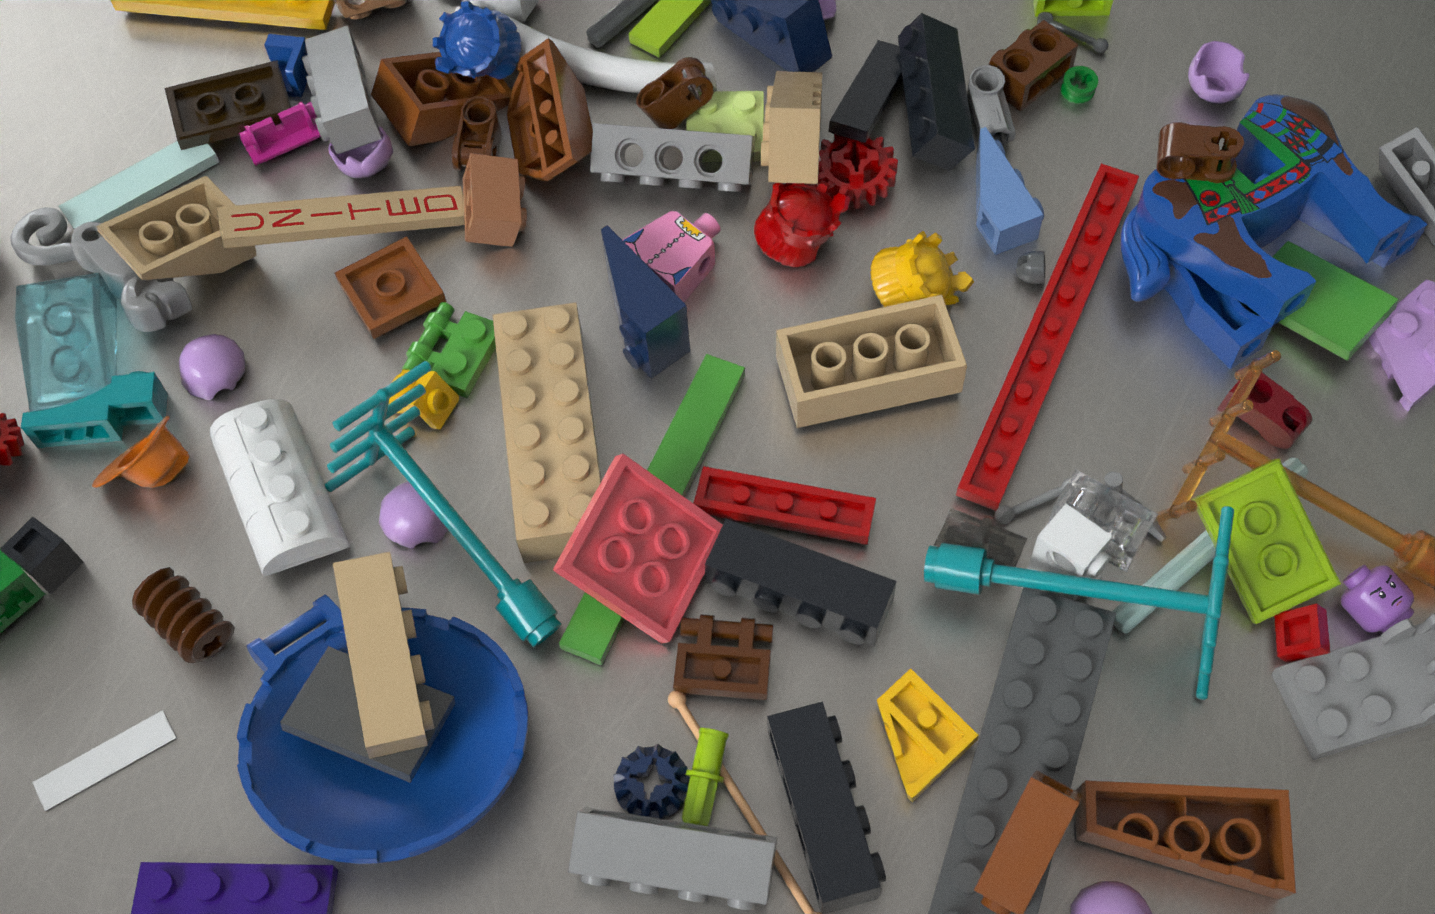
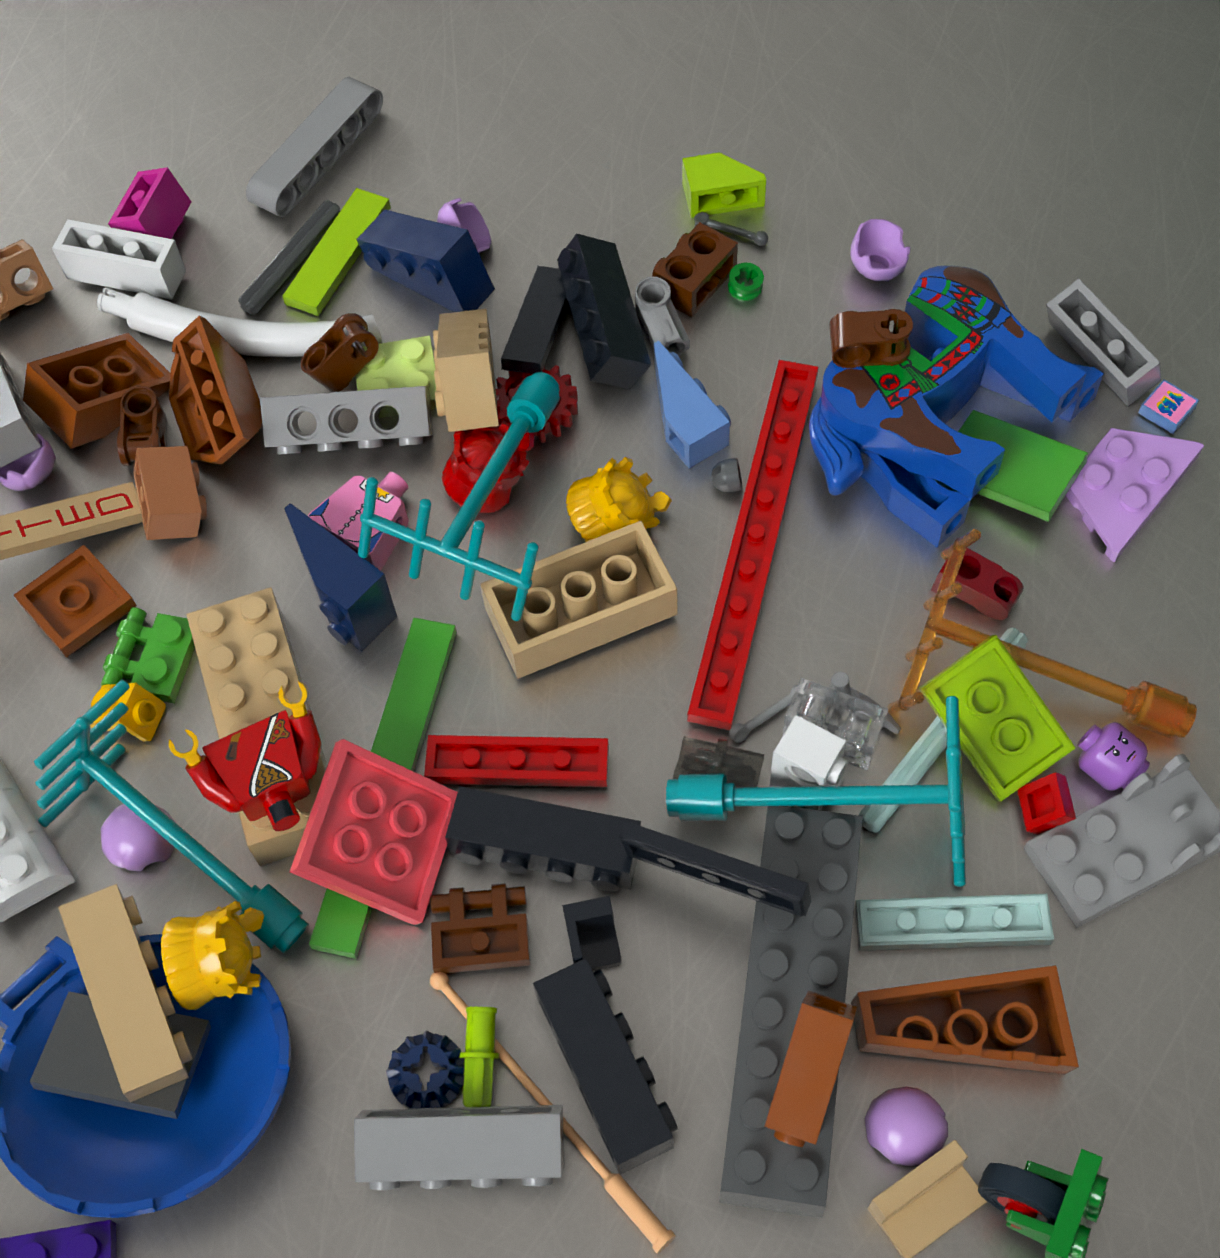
camera: 10 degrees left, 0 degrees up
(466, 634) = (210, 955): none -> yellow hair
(477, 43) = (126, 330): blue hair -> none
(541, 465) = (261, 765): none -> red torso
(832, 679) = (593, 933): none -> black panel
(847, 176) = (527, 413): none -> teal piece
(922, 732) = (691, 970): yellow wing -> none
(964, 638) = (716, 869): none -> black tile
(1190, 732) = (953, 922): none -> light aqua tile

